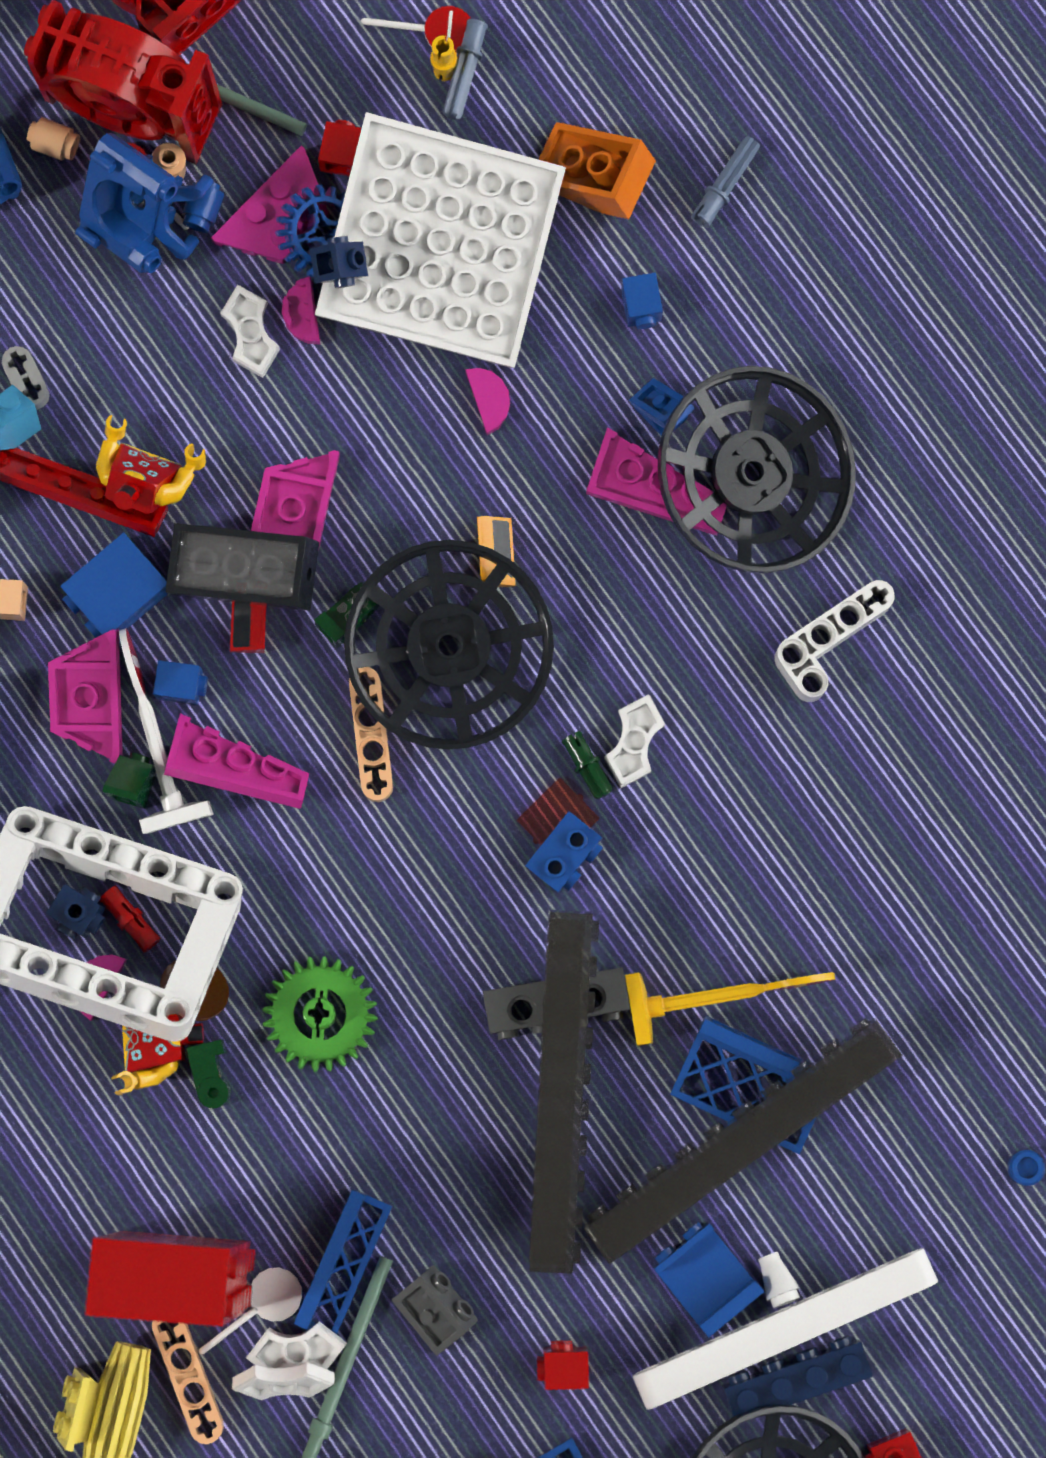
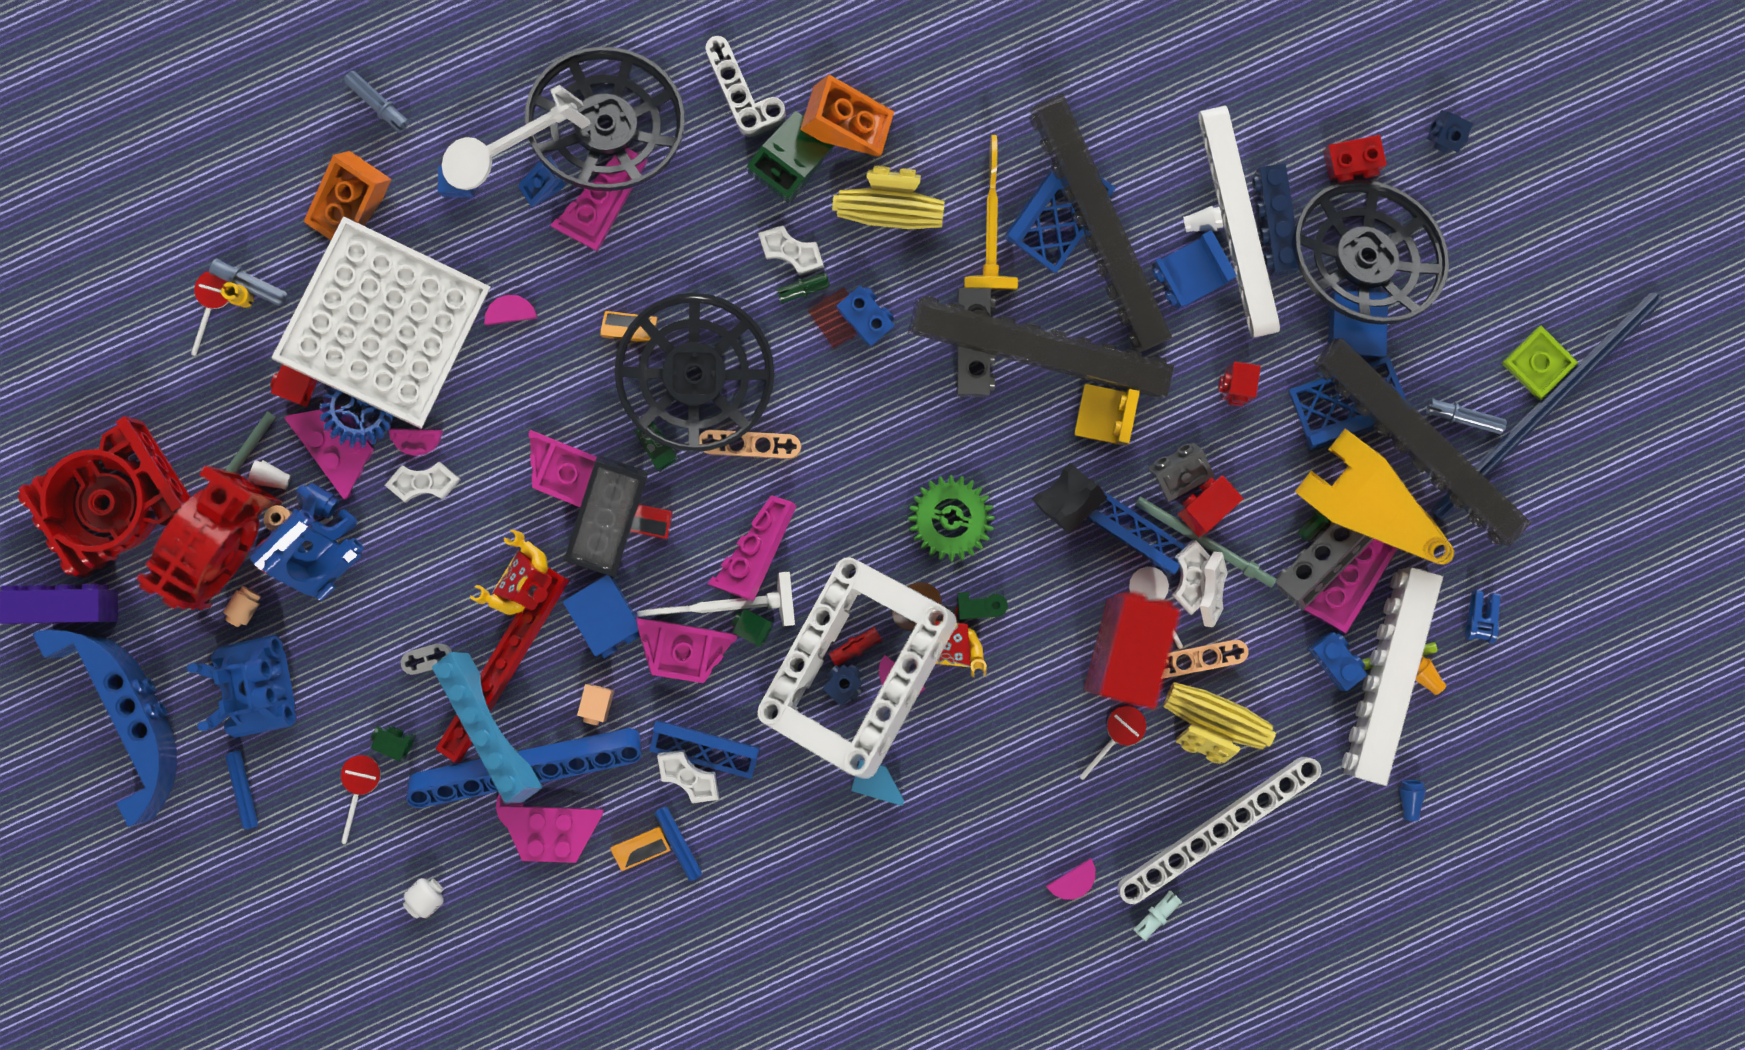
camera: 75 degrees left, 5 degrees up
(72, 1291) = (1126, 727): none -> red piece
(179, 682) = (684, 579): blue brick -> none
(224, 138) = (268, 475): none -> white cone
(339, 262) = (386, 398): dark blue brick -> none
(369, 1165) = (1070, 499): none -> black brick
(394, 1356) = (1210, 506): none -> red brick
(492, 1194) = (1106, 414): none -> yellow bracket
(668, 309) = (470, 161): none -> white piece
(722, 857) = (890, 202): none -> light yellow plate
(757, 718) = (788, 159): none -> dark green slope
(820, 780) = (846, 117): none -> orange slope
(1026, 1167) = (1154, 27): blue tile -> none

